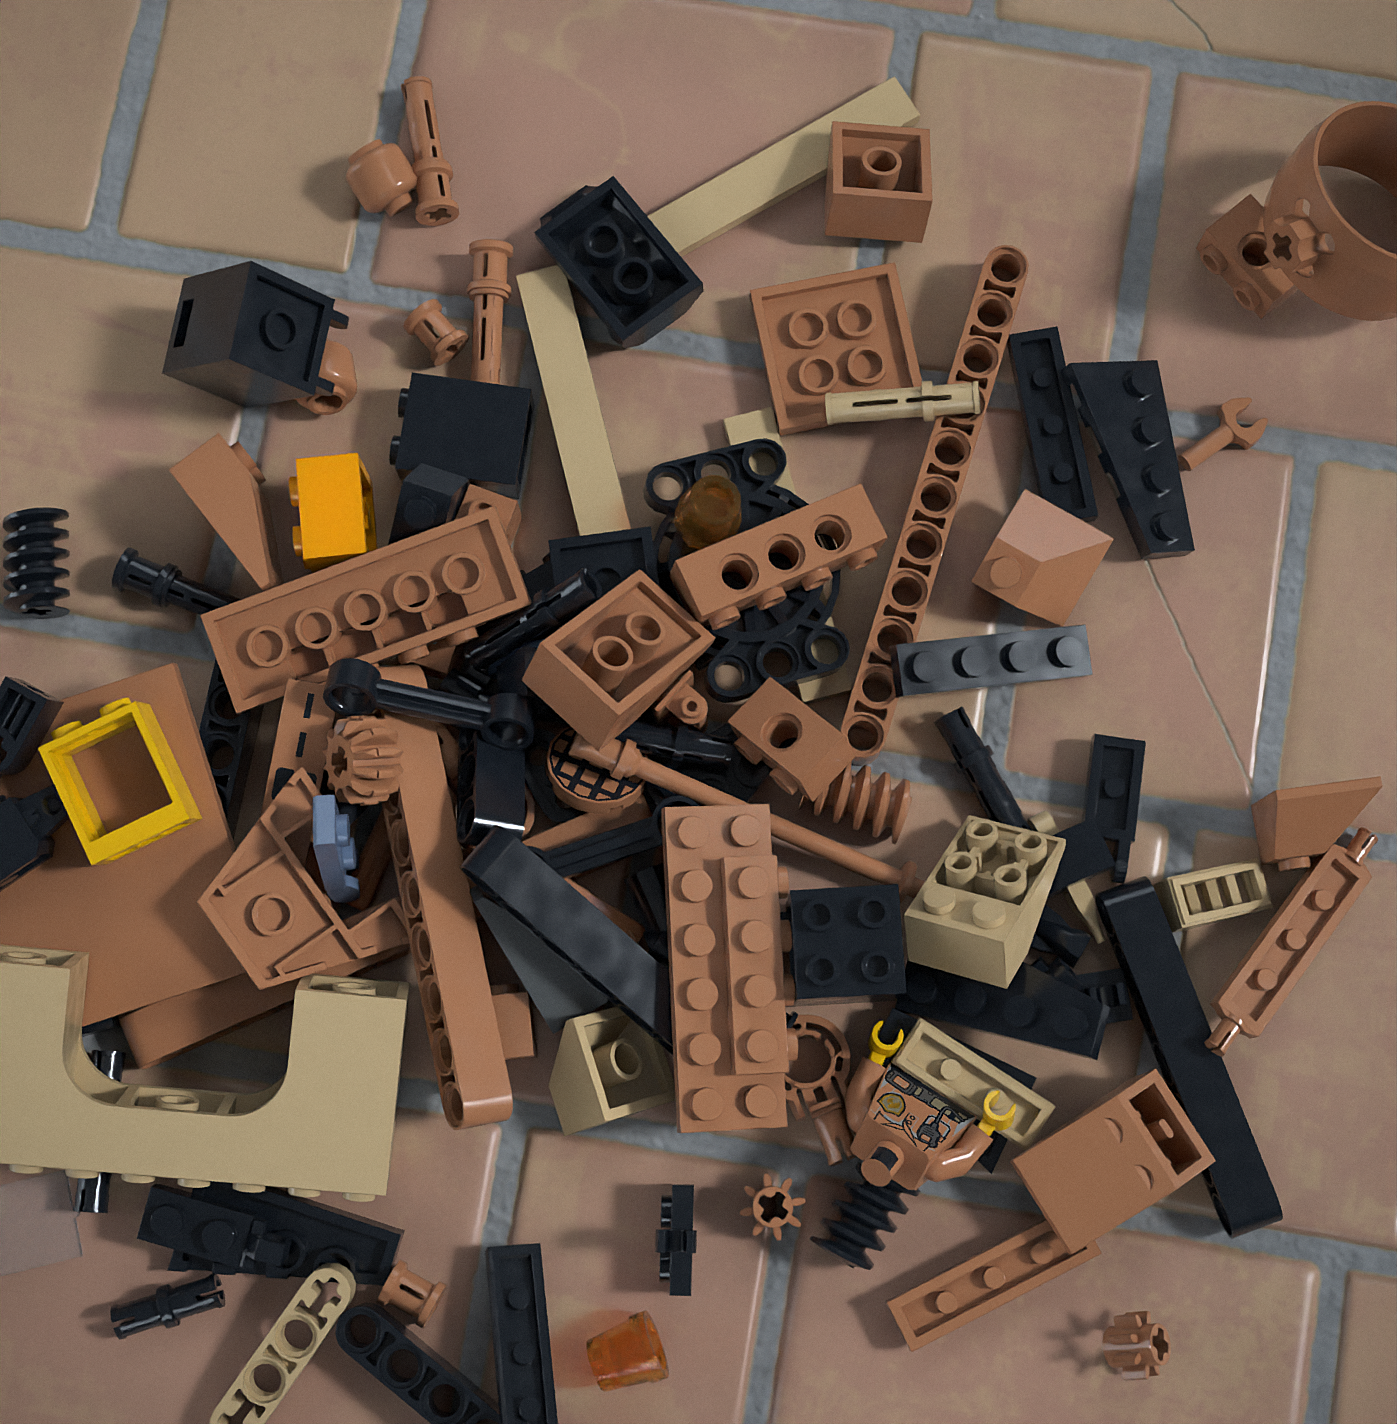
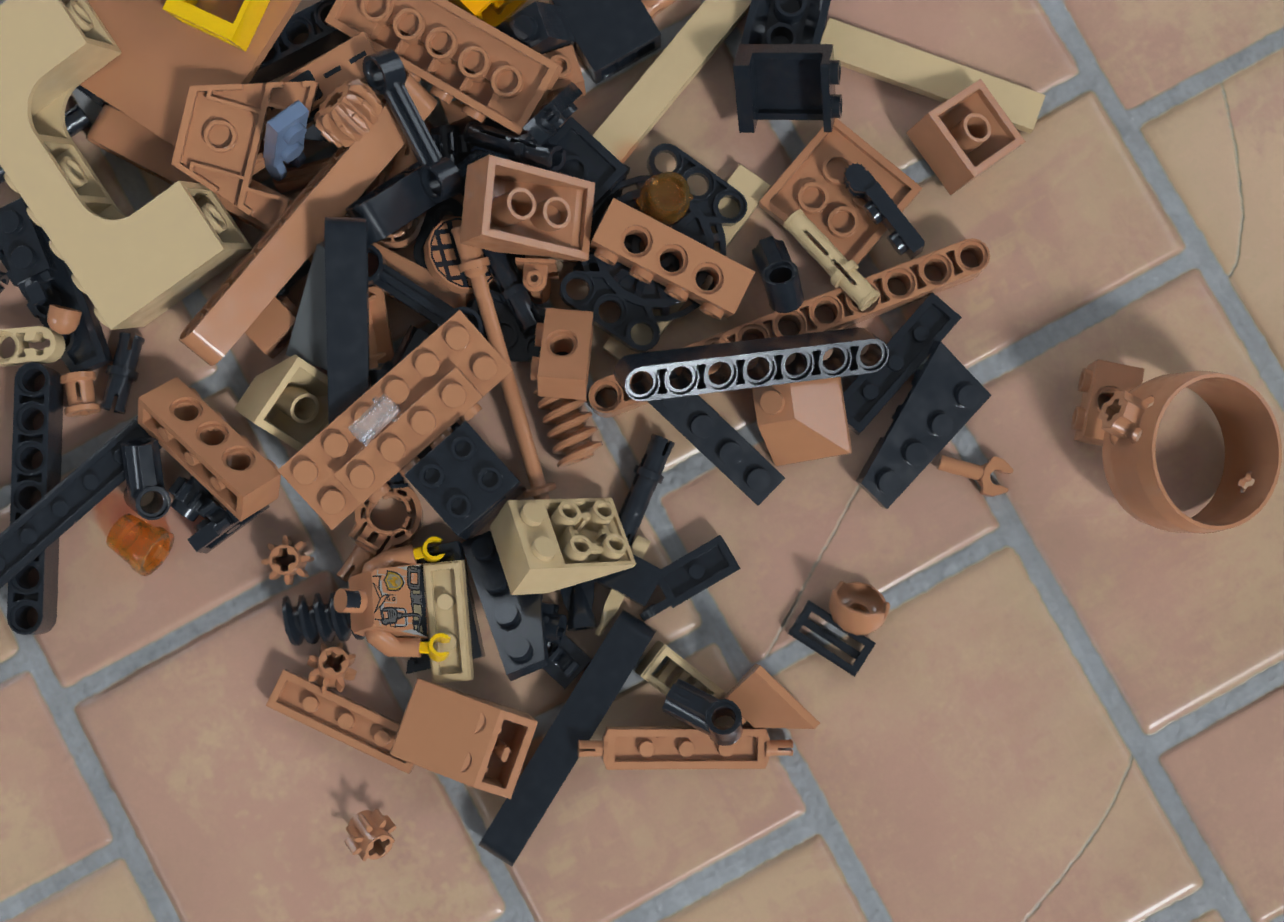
camera: 55 degrees right, 5 degrees up
(321, 1245) = (63, 319): none -> nougat hinge
(426, 1230) = (122, 373): none -> black pin
(536, 555) = (553, 115): none -> black hinge
(565, 1290) = (143, 475): none -> black piece
(591, 1193) = (209, 448): none -> nougat brick
(625, 1255) = (190, 497): none -> black gear
(689, 304) = (786, 84): none -> black panel
(714, 983) = (375, 419): none -> clear pin
(875, 465) = (778, 275): none -> black piece
(893, 312) = (883, 209): none -> black hinge
(911, 1244) = (328, 677): none -> nougat gear
(951, 563) = (736, 356): none -> black beam
(1244, 722) = (802, 620): none -> black tile
(1268, 891) = (701, 710): none -> black piece
(1277, 655) = (858, 607): none -> nougat hair

